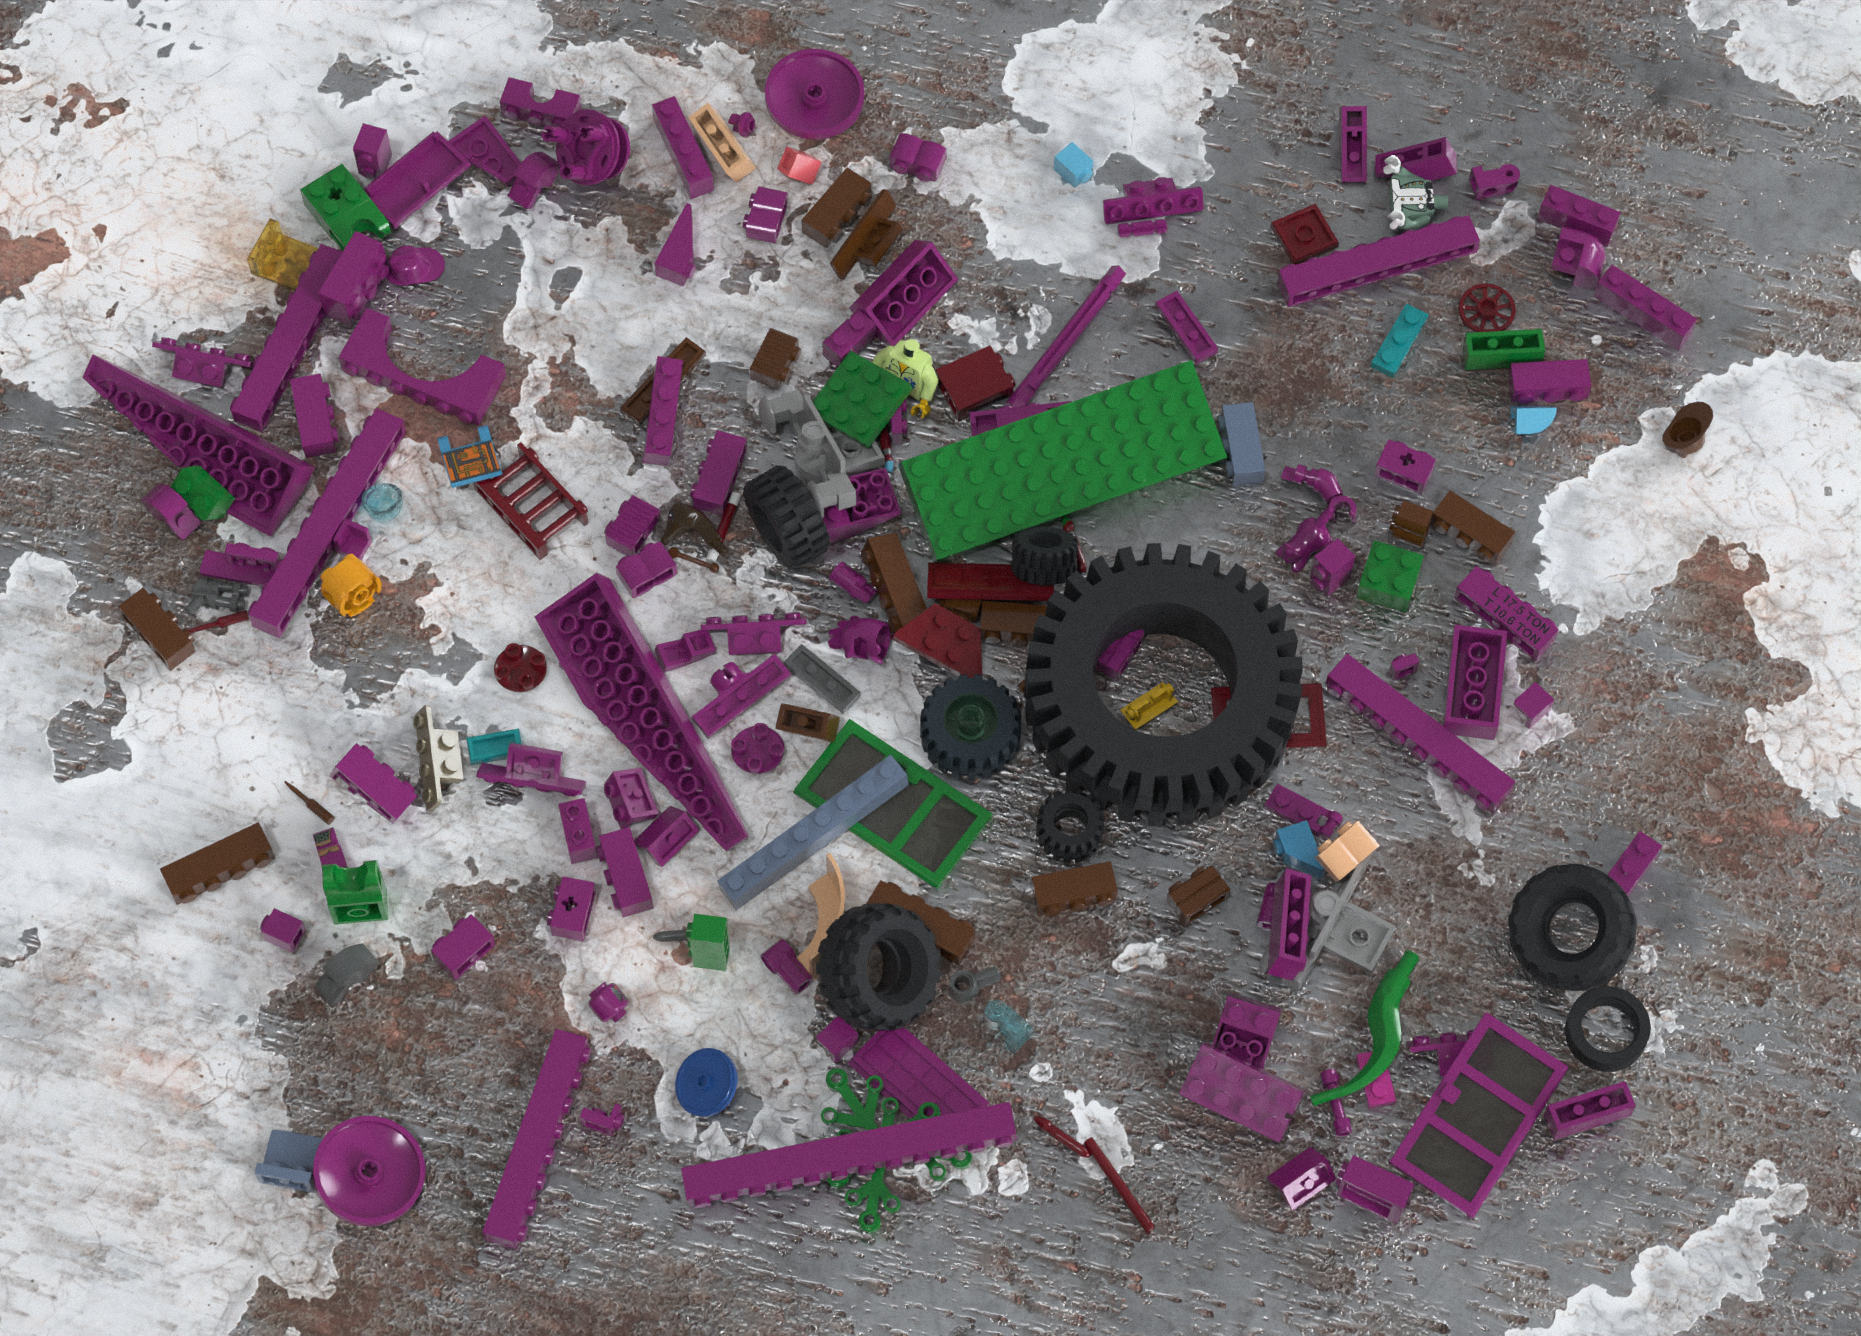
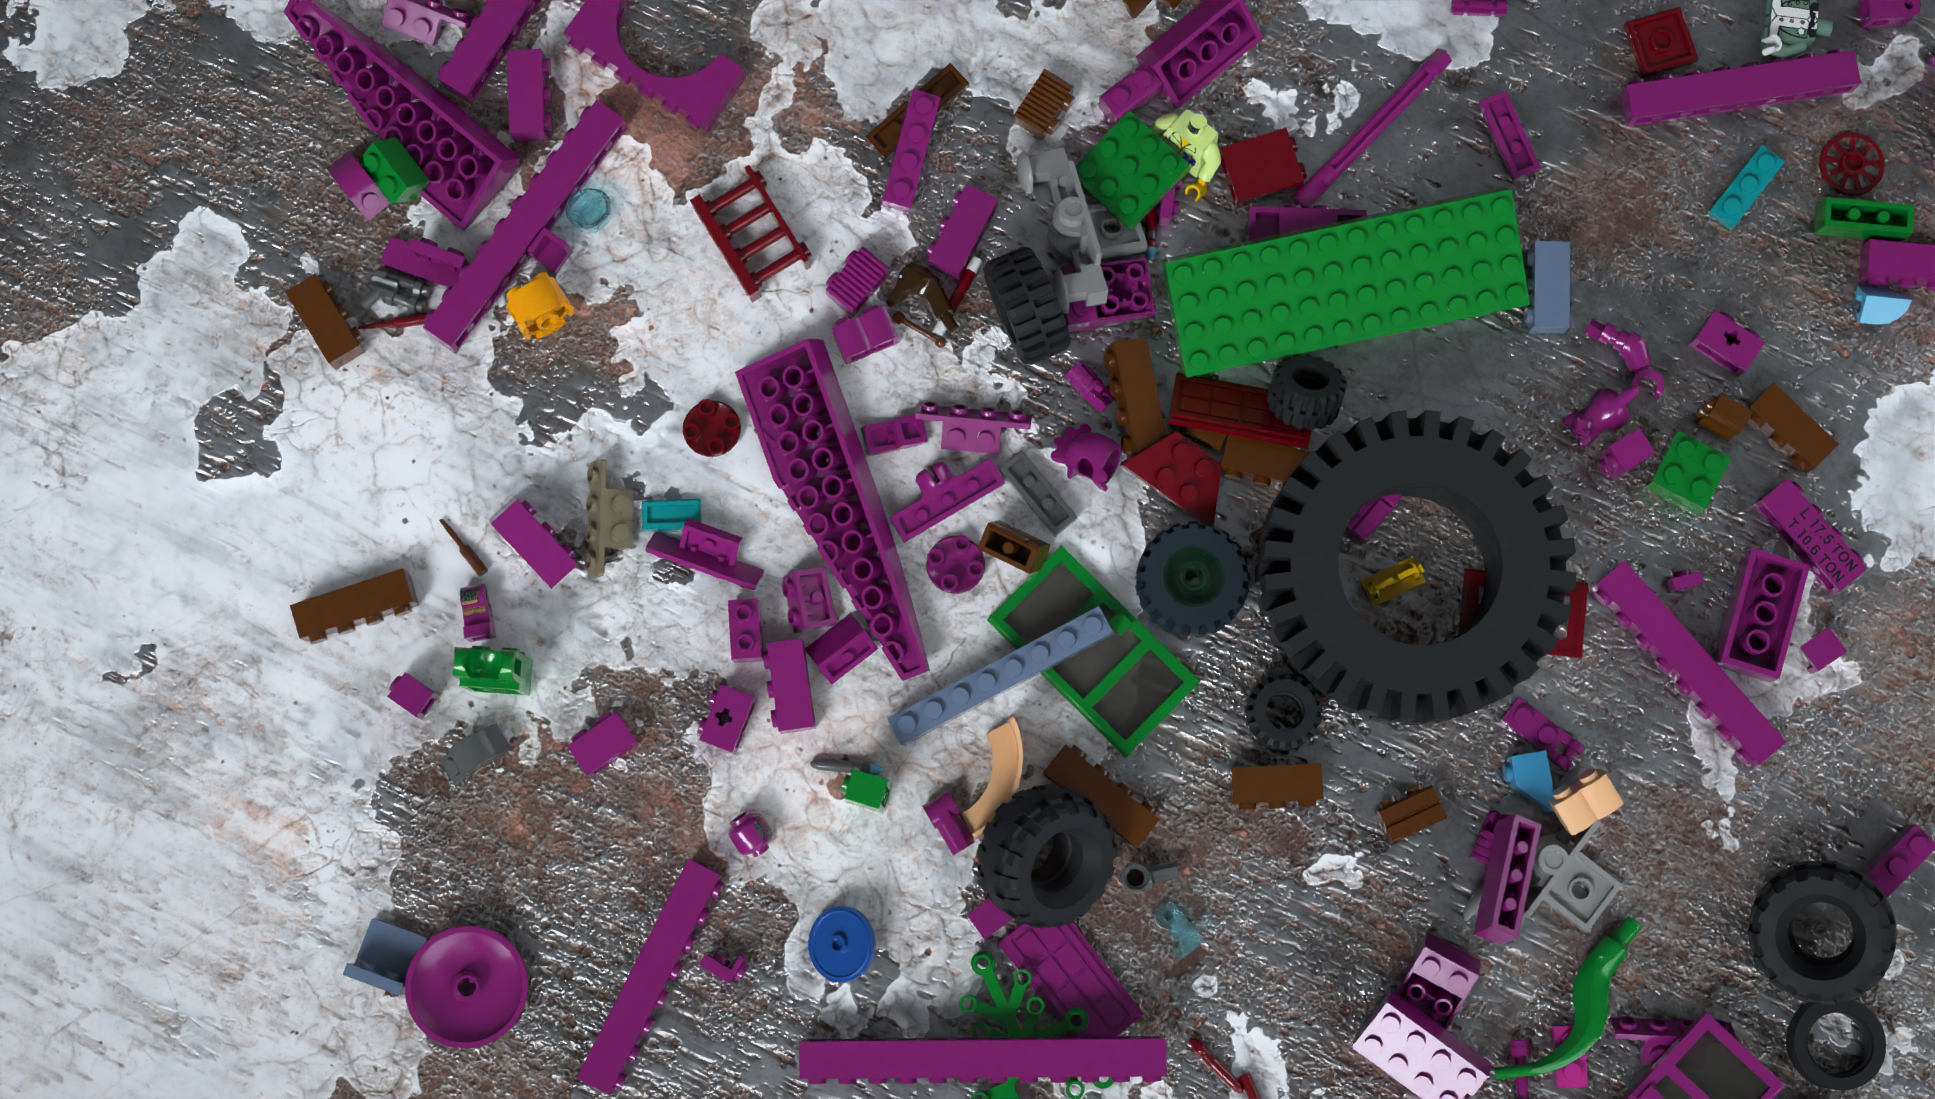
camera: 15 degrees right, 15 degrees up
(472, 461) = (691, 179): flag -> none
(1068, 526) = (1338, 358): dark red piece -> none

